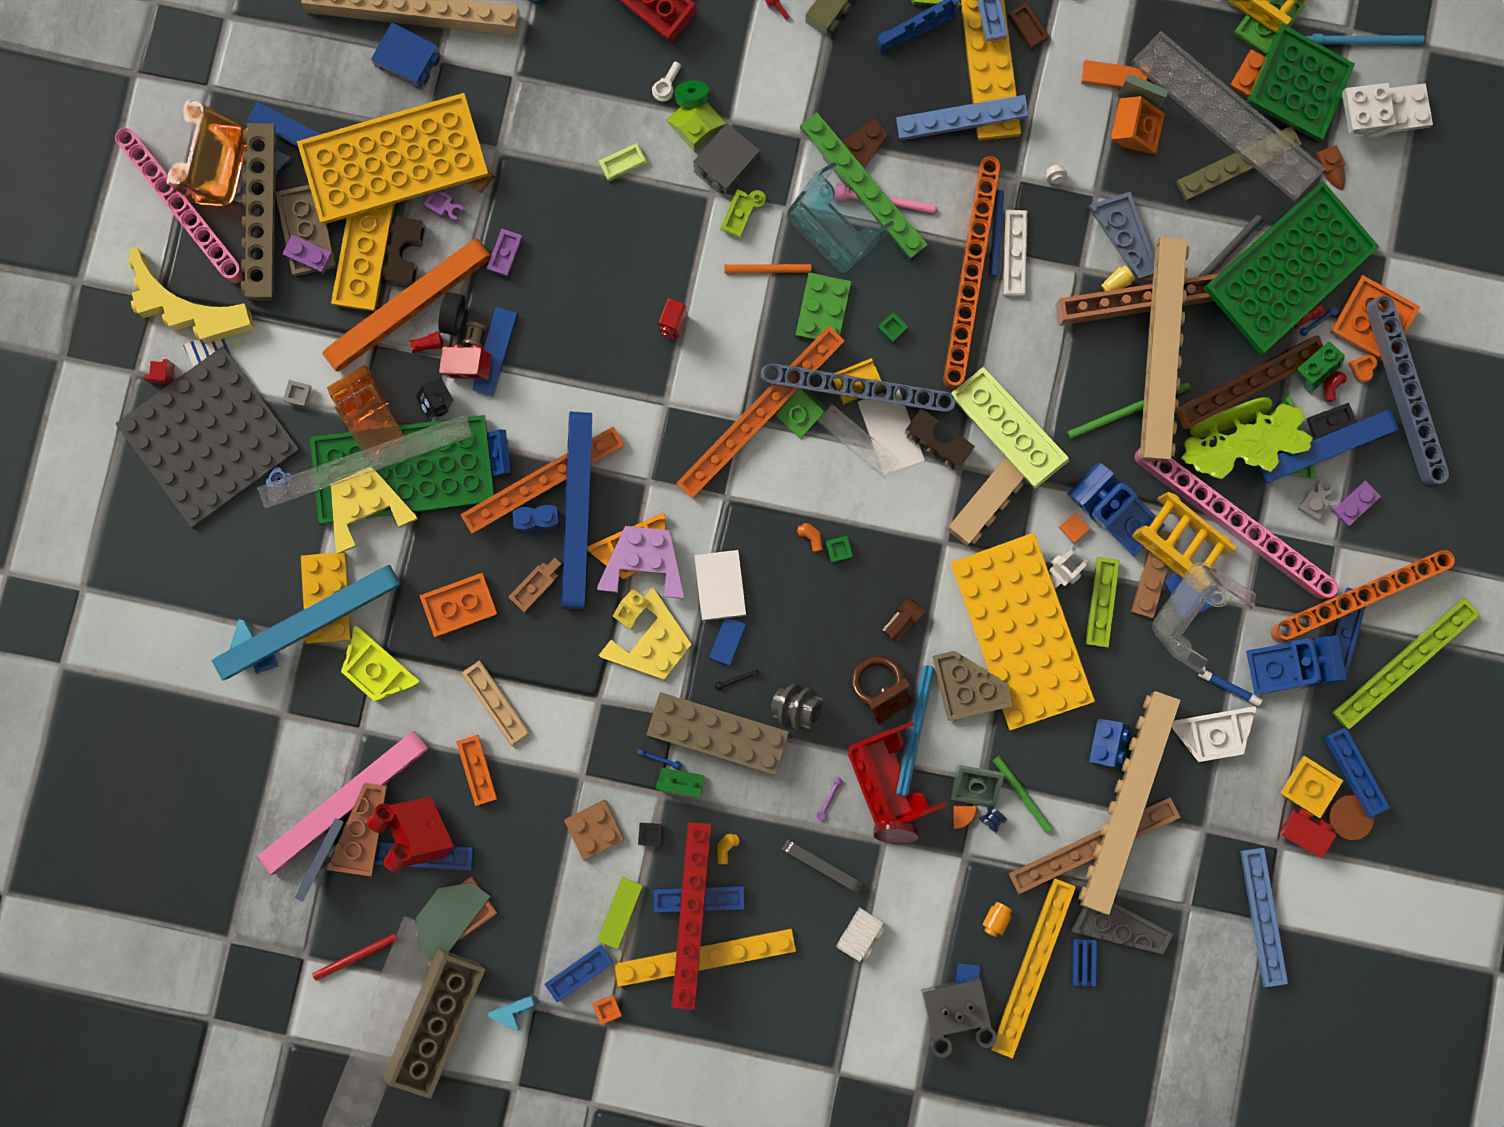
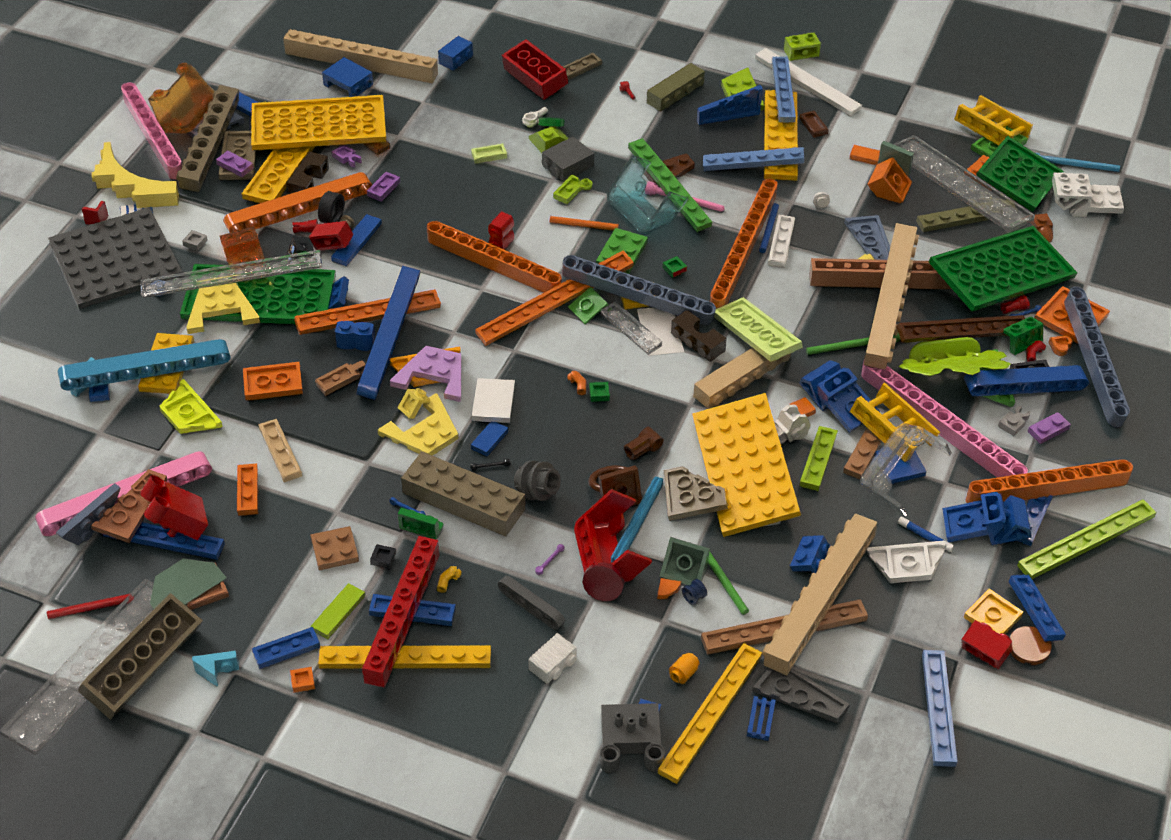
camera: 10 degrees right, 35 degrees down
(662, 348) = (492, 257): none -> orange beam

